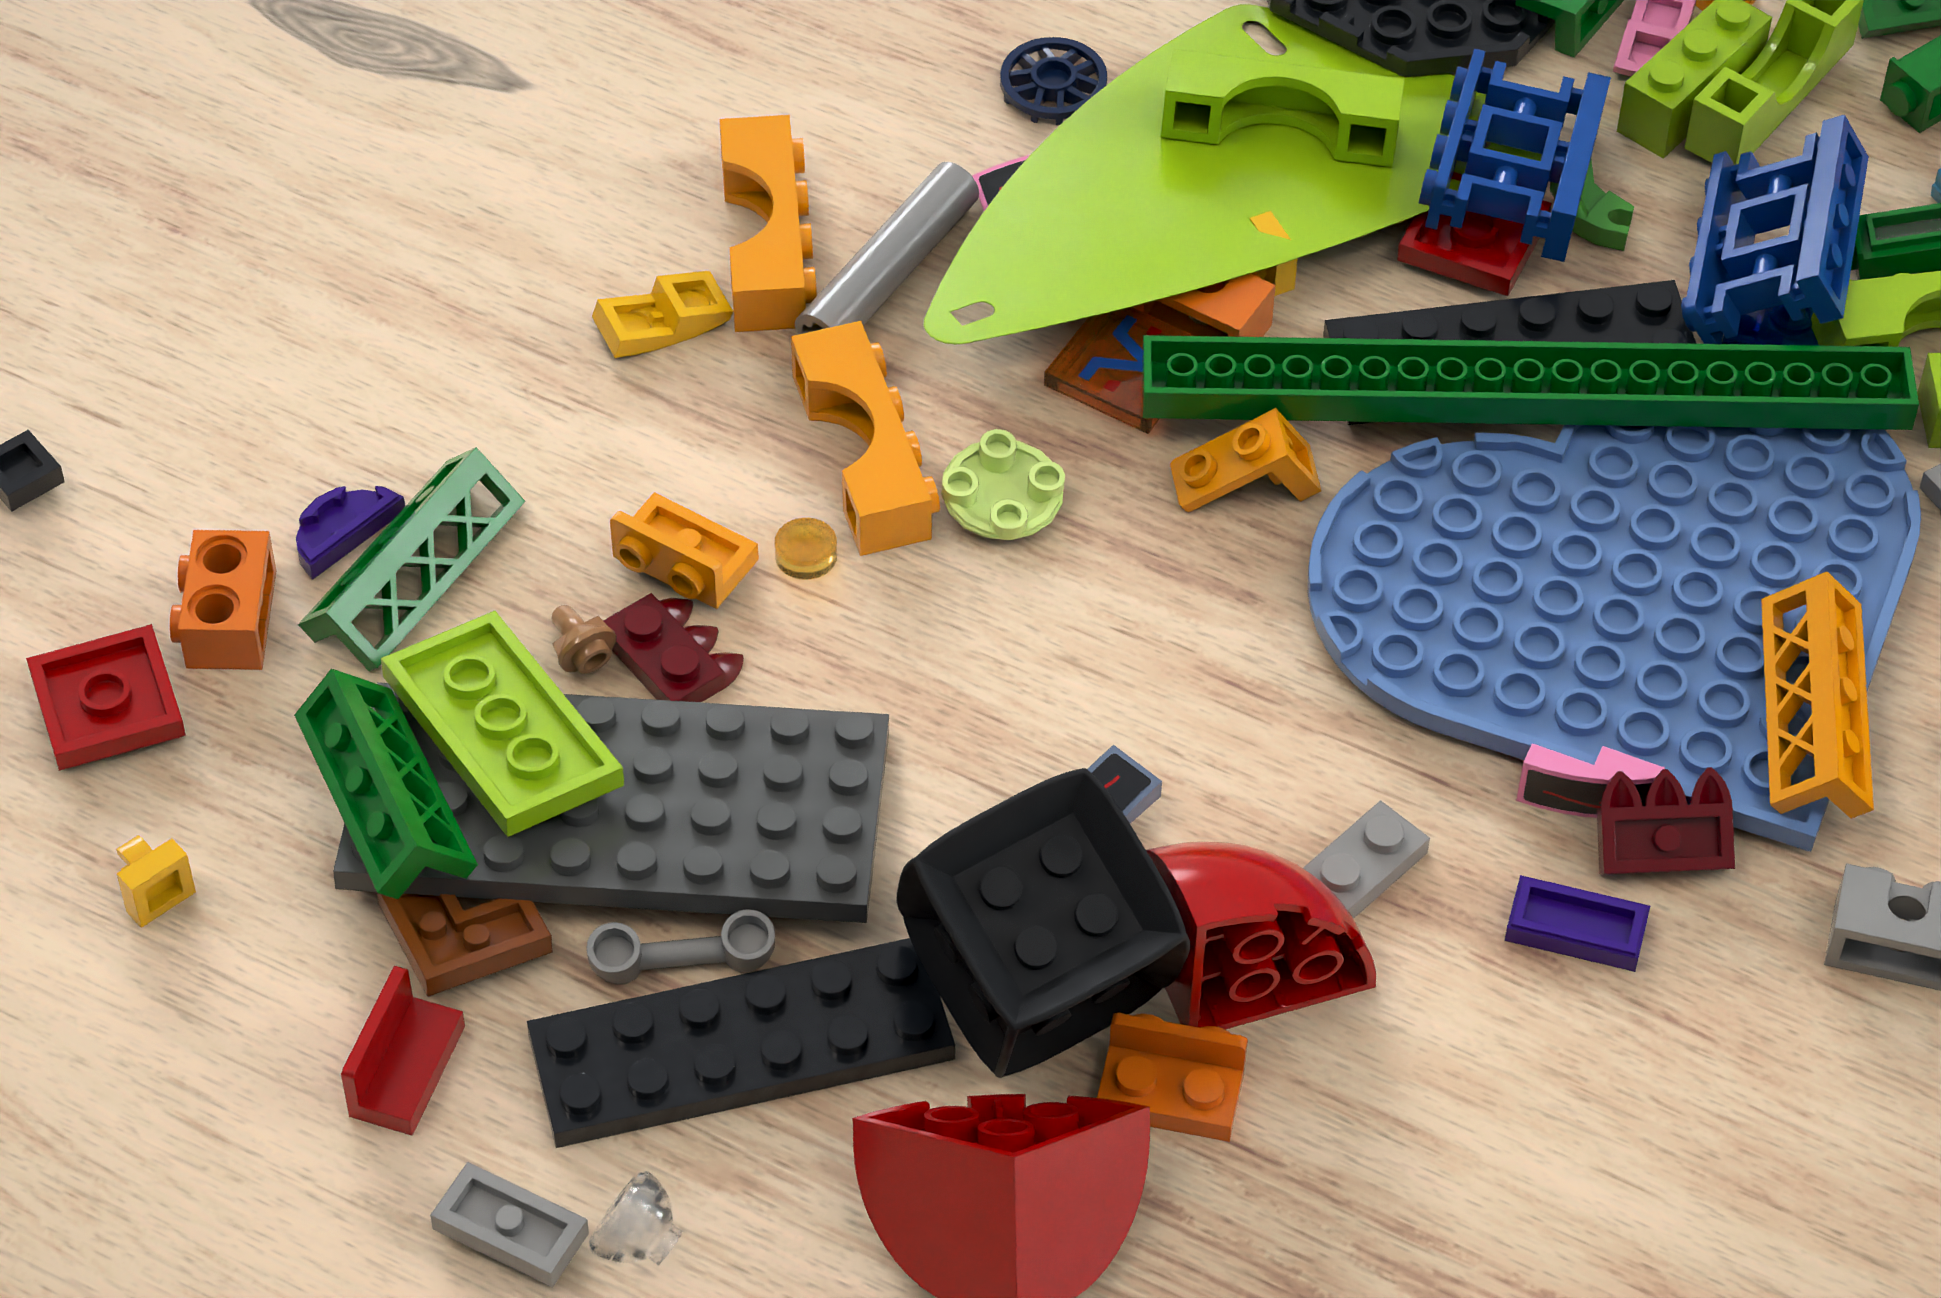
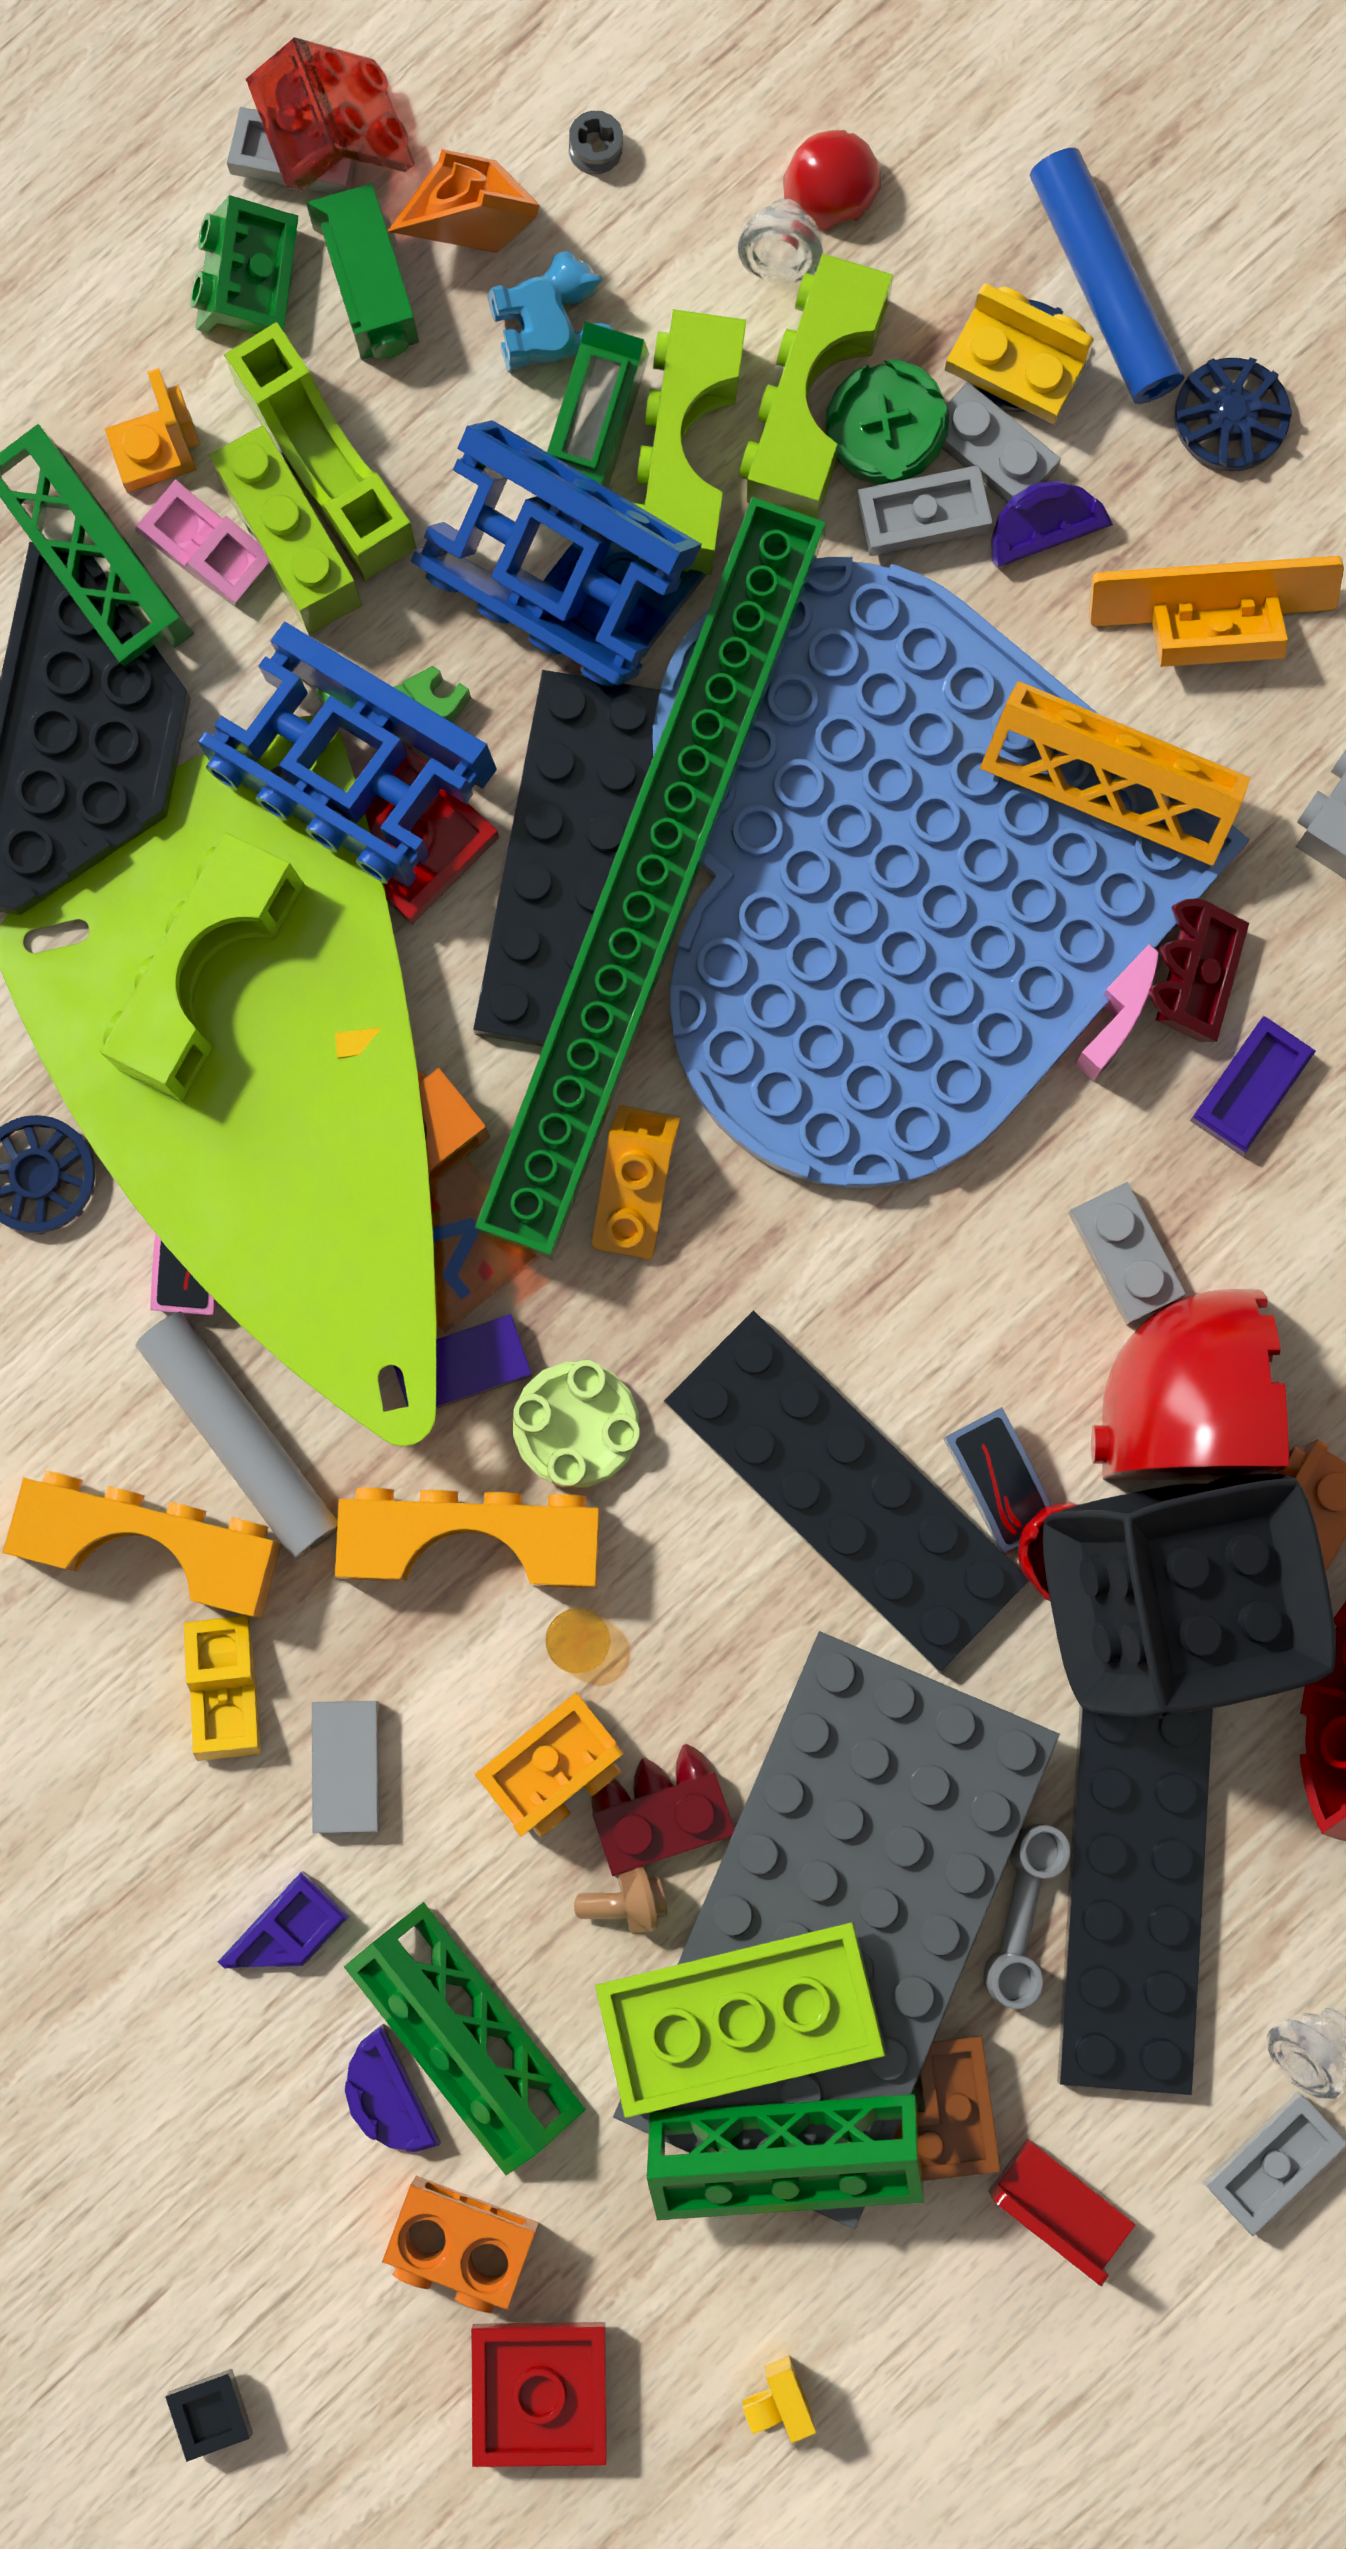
camera: 65 degrees left, 30 degrees up
(467, 416) = (288, 1929): none -> dark purple tile
(626, 415) = (345, 1767): none -> light grey tile
(1019, 397) = (476, 1361): none -> dark purple tile
(1032, 692) = (846, 1491): none -> black plate

